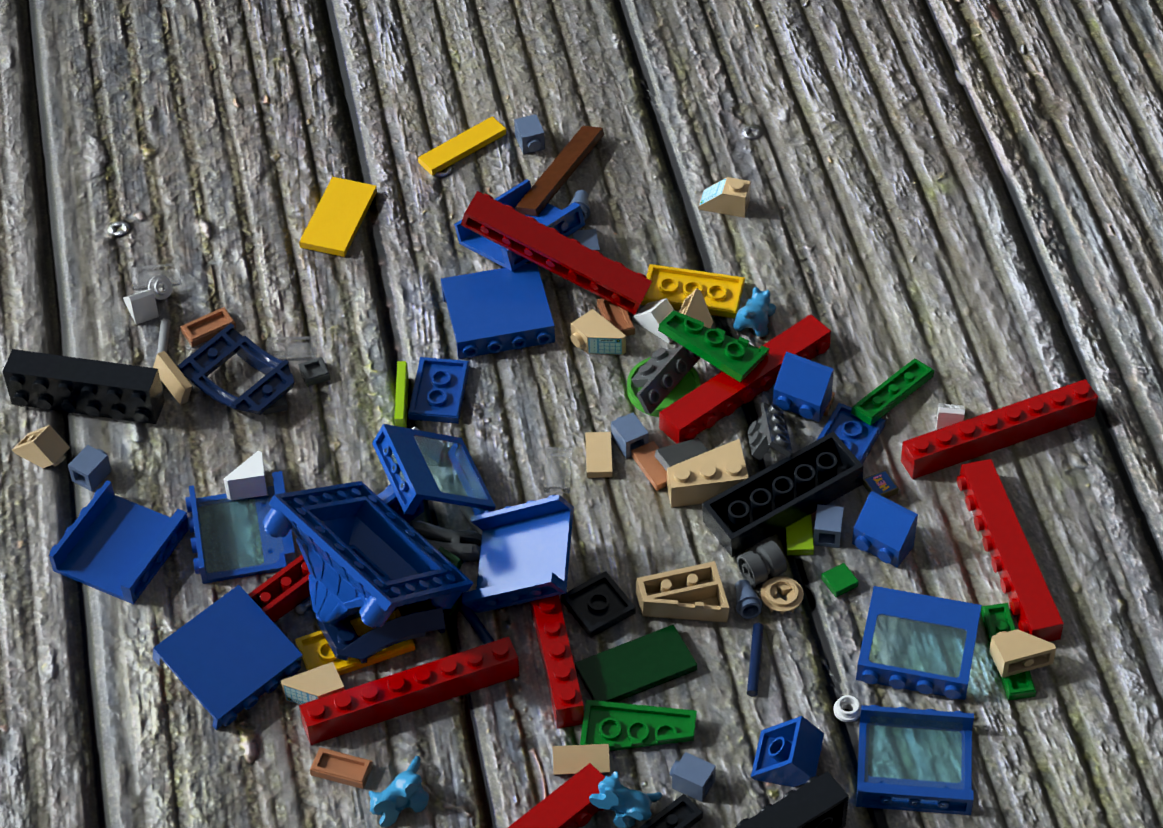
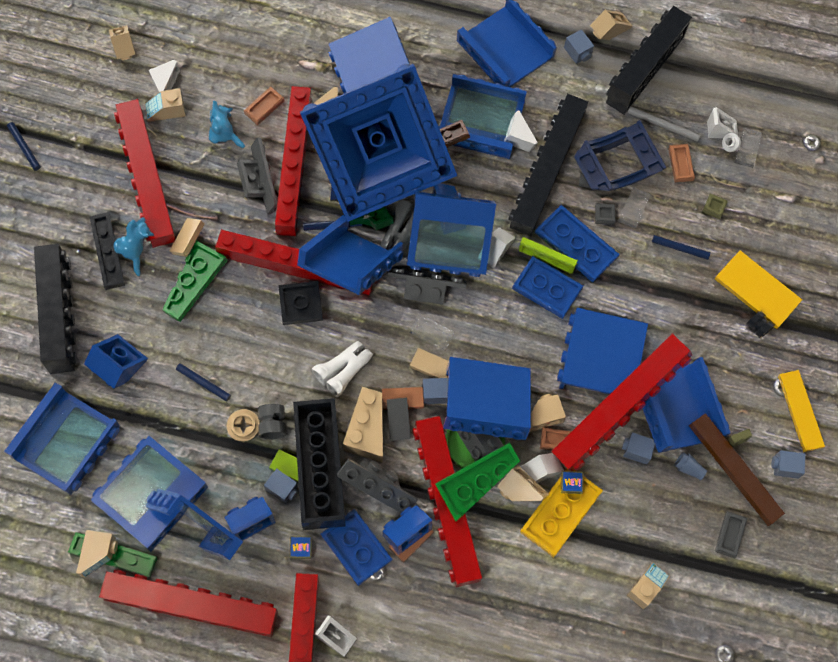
camera: 110 degrees right, 20 degrees up
(172, 377) = (632, 119): tan tile -> none
(251, 281) = (714, 206): none -> olive tile
(275, 438) = (548, 165): none -> black brick
(321, 294) = (681, 247): none -> dark blue bar
(366, 384) = (574, 239): none -> blue tile
(384, 196) = (760, 324): none -> black wheel
(451, 720) = (256, 176): none -> dark grey bracket
(503, 485) = (424, 287): none -> dark grey bracket
(522, 173) = (740, 437): none -> olive tile
(613, 369) = (488, 398): none -> blue panel
(630, 159) = (731, 534): none -> dark grey tile
(636, 665) = (240, 305): dark green tile -> none
(659, 529) = (326, 371): none -> white piece
(661, 286) = (571, 482): none -> tile
(684, 594) = (273, 356): tan wedge -> none
(693, 776) = (134, 295): sand blue brick -> none
(747, 601) = (250, 398): sand blue cone -> none
(755, 313) = (508, 539): dark azure animal -> none
(839, 580) = (234, 472): green tile -> none
(847, 702) = (126, 414): white plate -> none
(892, 391) = (381, 606): green tile -> none
(934, 543) = (218, 539): none -> blue panel

